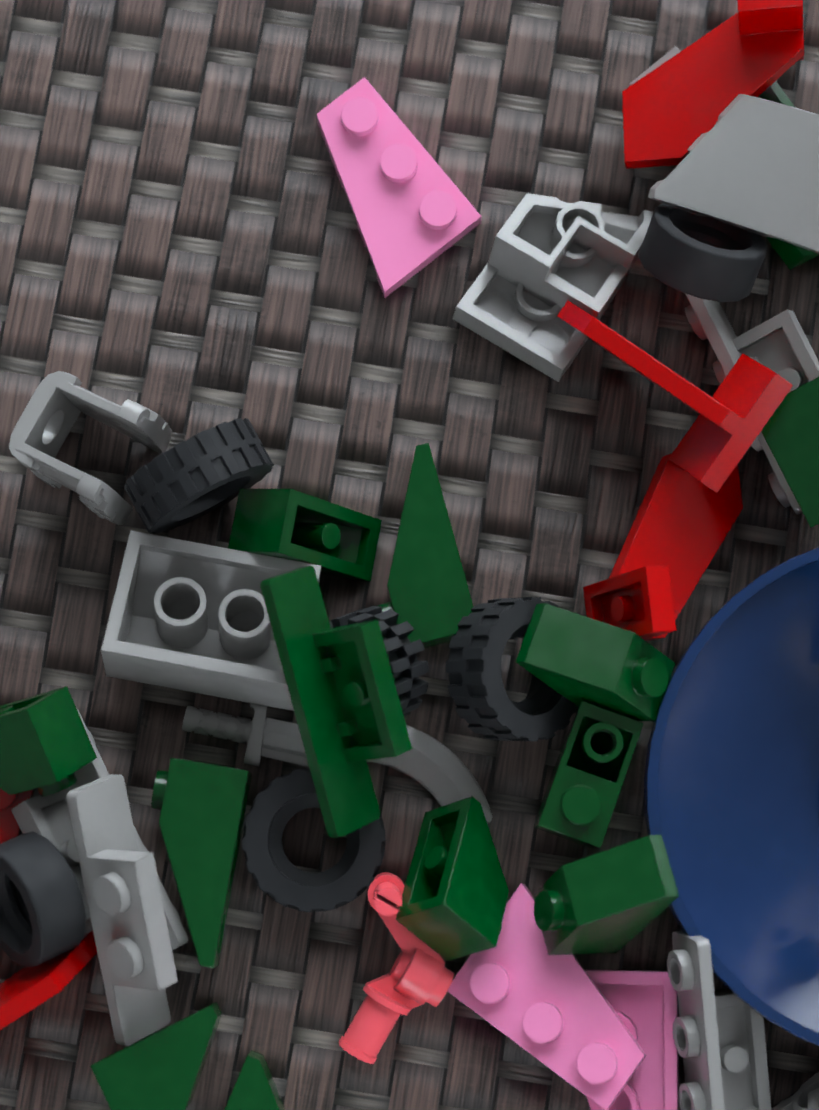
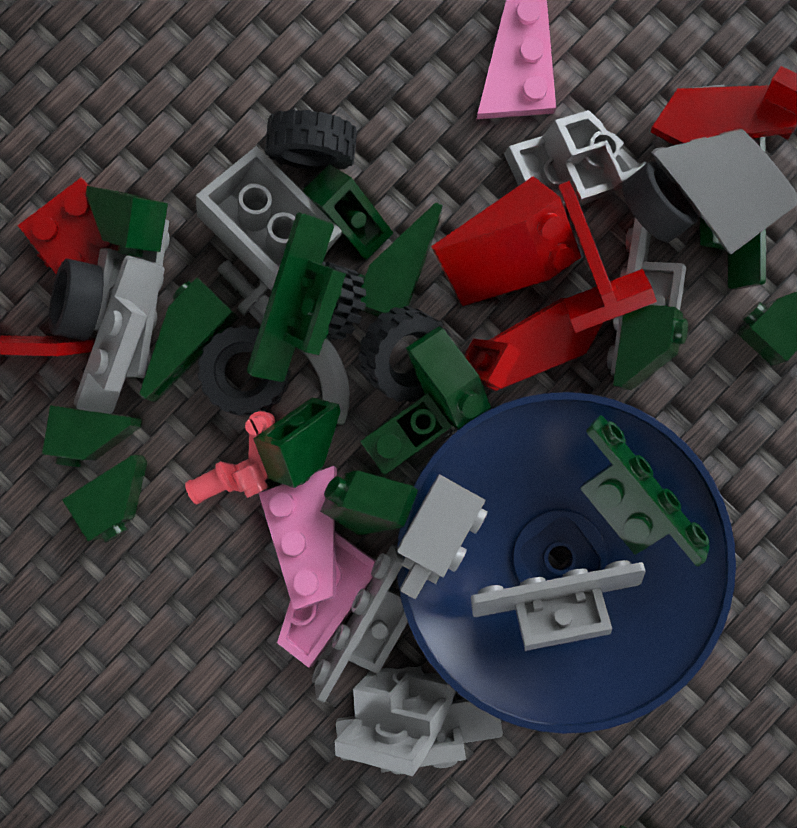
camera: 45 degrees right, 5 degrees up
(59, 403) = (273, 62): light grey piece -> none
(550, 437) = (509, 245): none -> red slope
(728, 872) = (437, 533): none -> light grey hinge

